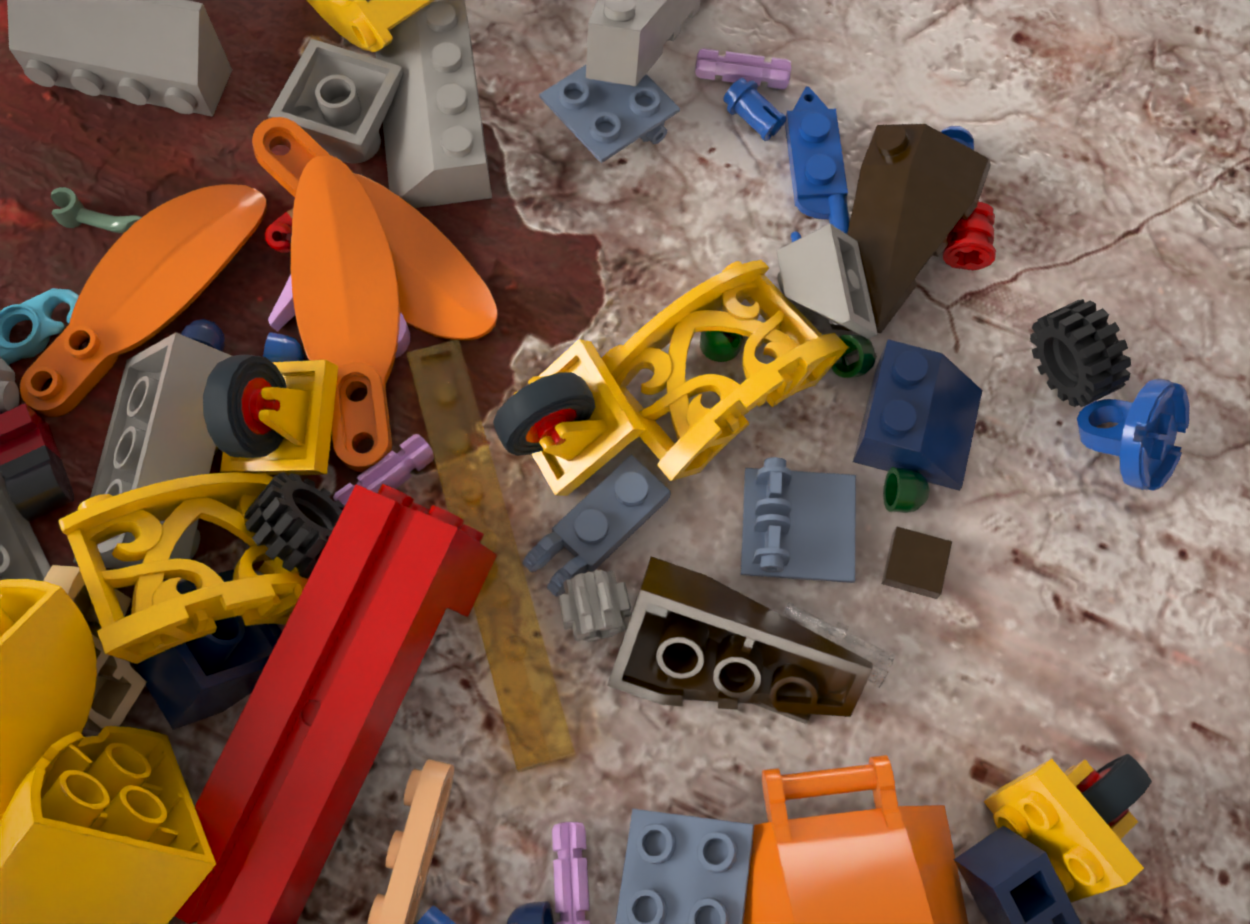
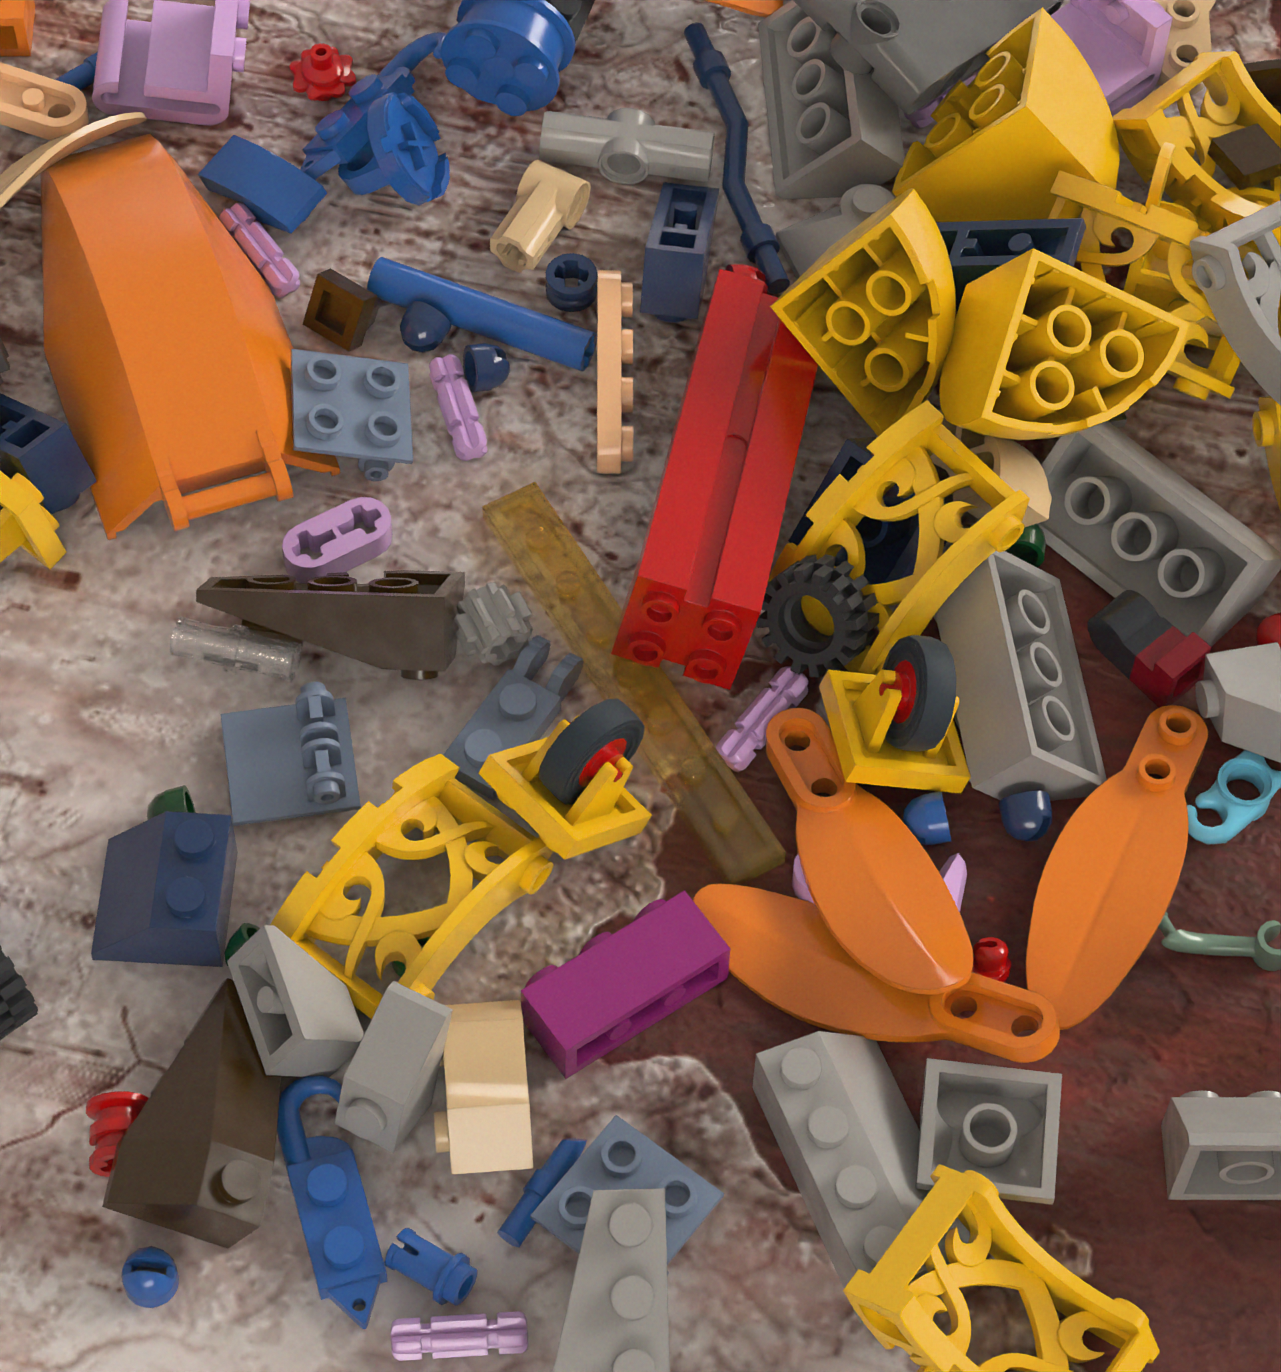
camera: 165 degrees right, 10 degrees down
(566, 267) = (624, 983): none -> magenta brick
(663, 149) = (519, 1223): none -> blue piece
(691, 212) = (485, 1090): none -> tan brick
(716, 733) = (337, 539): none -> lavender beam
(763, 211) = (394, 1068): none -> light grey slope
(917, 562) = (153, 748): dark brown tile -> none

